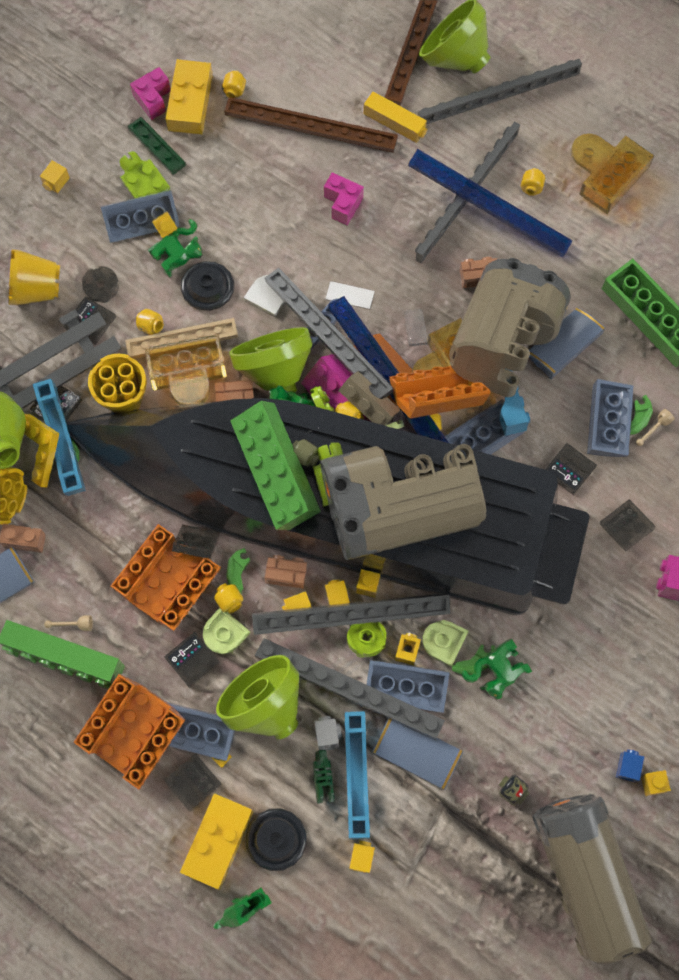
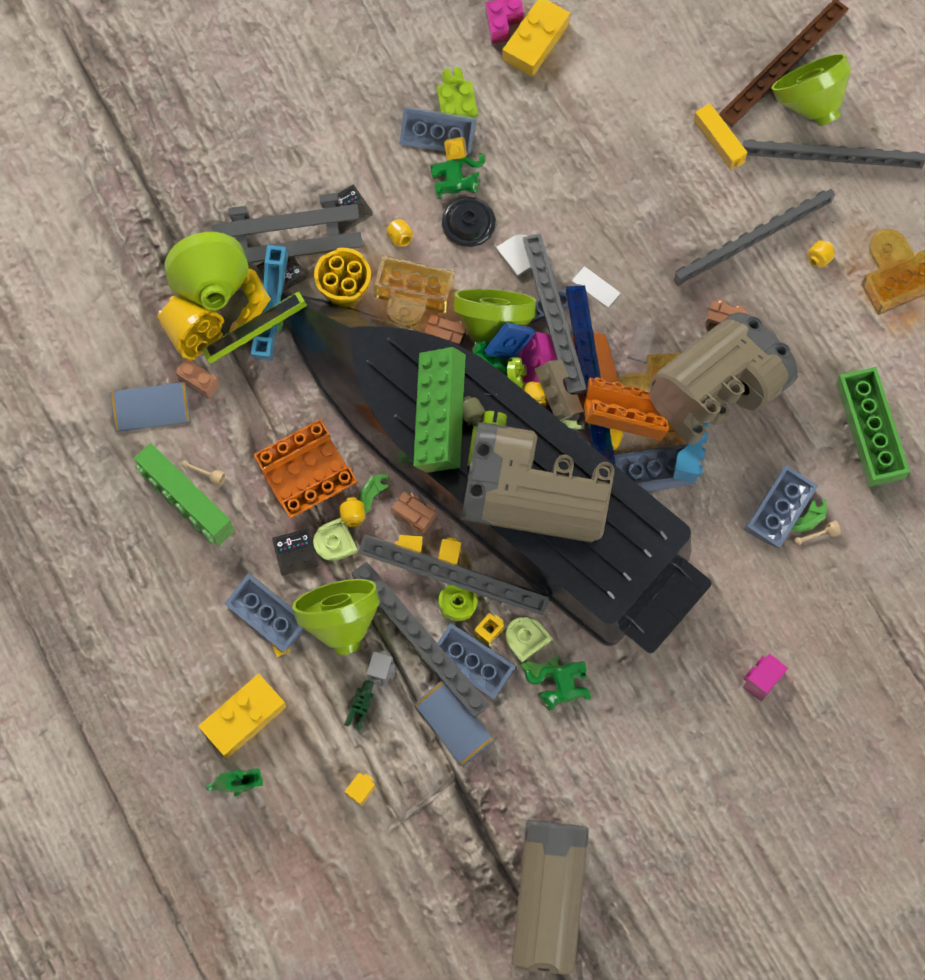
camera: 25 degrees right, 0 degrees up
(32, 278) = (311, 148): yellow cone -> none
(54, 177) = (376, 61): yellow brick -> none
(55, 466) = (254, 327): none -> tile
(104, 293) = (369, 188): clear smoke plate -> none
(130, 729) = (212, 585): orange slope -> none
(156, 146) = (484, 70): dark green tile -> none
(192, 782) = (245, 657): clear smoke plate -> none
(196, 541) = (347, 449): clear smoke plate -> none
(225, 329) = (463, 268): tan plate -> none
(234, 84) = (583, 41): yellow head -> none
(276, 839) = (294, 739): black piece -> none
(301, 375) = (509, 341): none -> blue plate
(311, 124) = (638, 111): reddish brown plate -> none
(345, 195) = (636, 195): dark pink brick -> none
(357, 776) = (392, 713): dark azure arch -> none
(368, 583) = (482, 555): yellow brick -> none
(490, 203) = (767, 257): clear blue plate -> none
(513, 789) = (523, 794): head -> none
(571, 468) = (720, 536): clear smoke plate -> none
(575, 335) = (777, 419): sand blue slope -> none
(627, 525) = (746, 610): clear smoke plate -> none
(630, 766) = (637, 822): blue brick -> none
(655, 783) = (652, 847): yellow brick -> none

